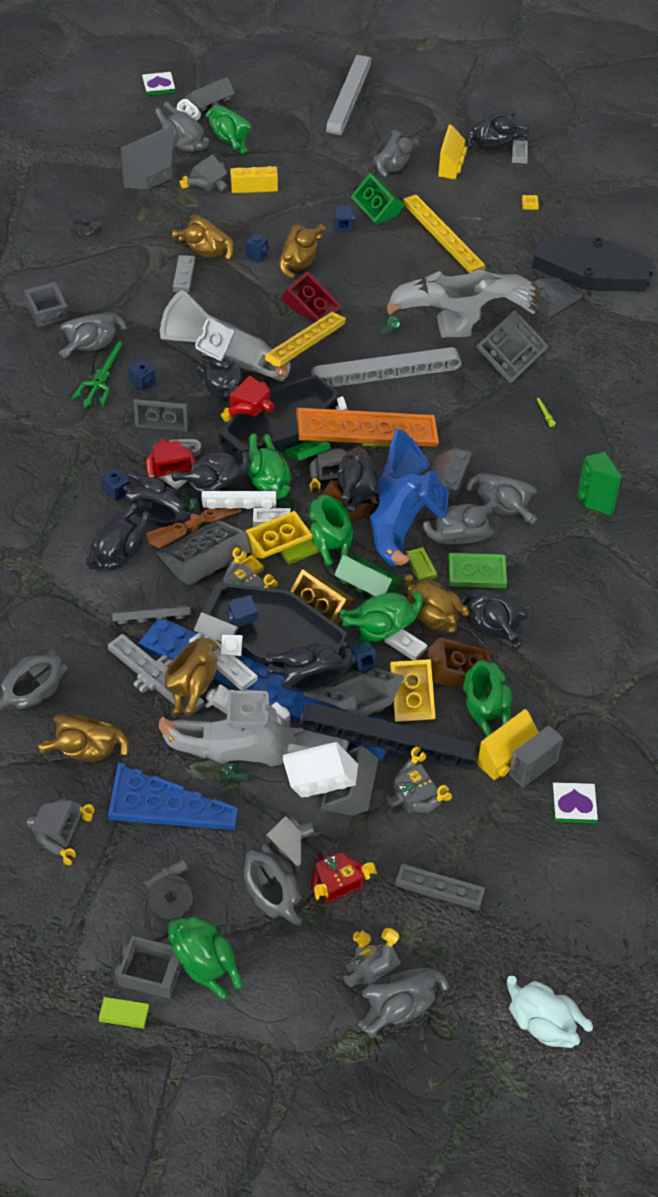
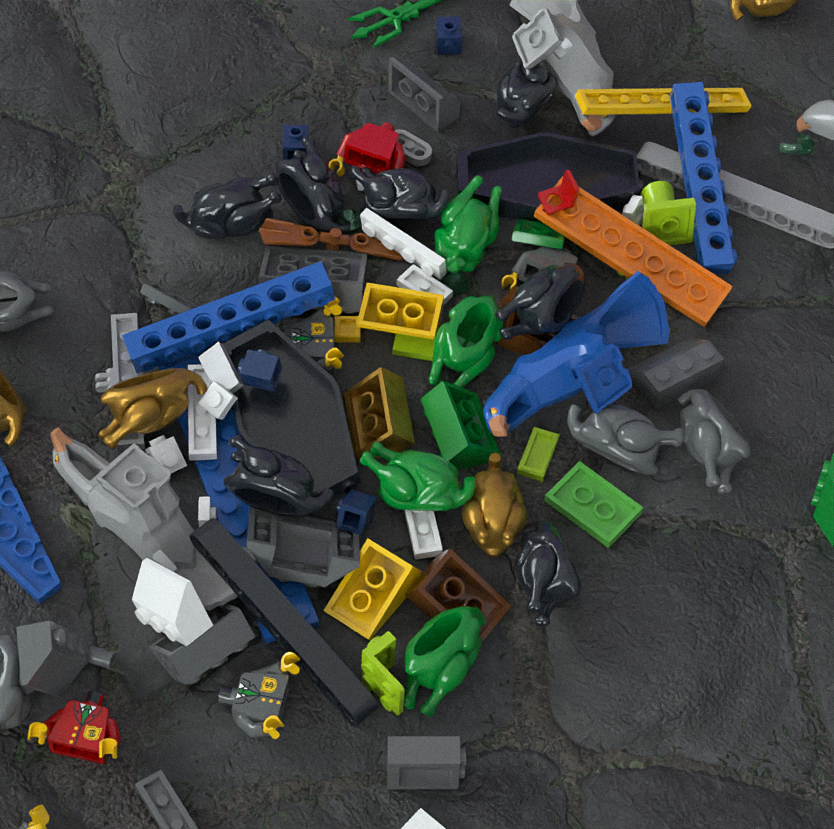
camera: 40 degrees right, 5 degrees up
(200, 573) = (216, 316): none -> blue brick
(227, 773) = (93, 538): clear green plate -> none
(249, 399) = (524, 133): red torso -> none
(310, 298) = (731, 56): dark red slope -> none
(311, 413) = (566, 192): none -> red bracket
(365, 366) = (692, 96): none -> blue brick
(365, 399) = (666, 217): none -> lime plant
(468, 728) = (376, 662): none -> lime bracket
(498, 748) = (404, 718): yellow slope -> none

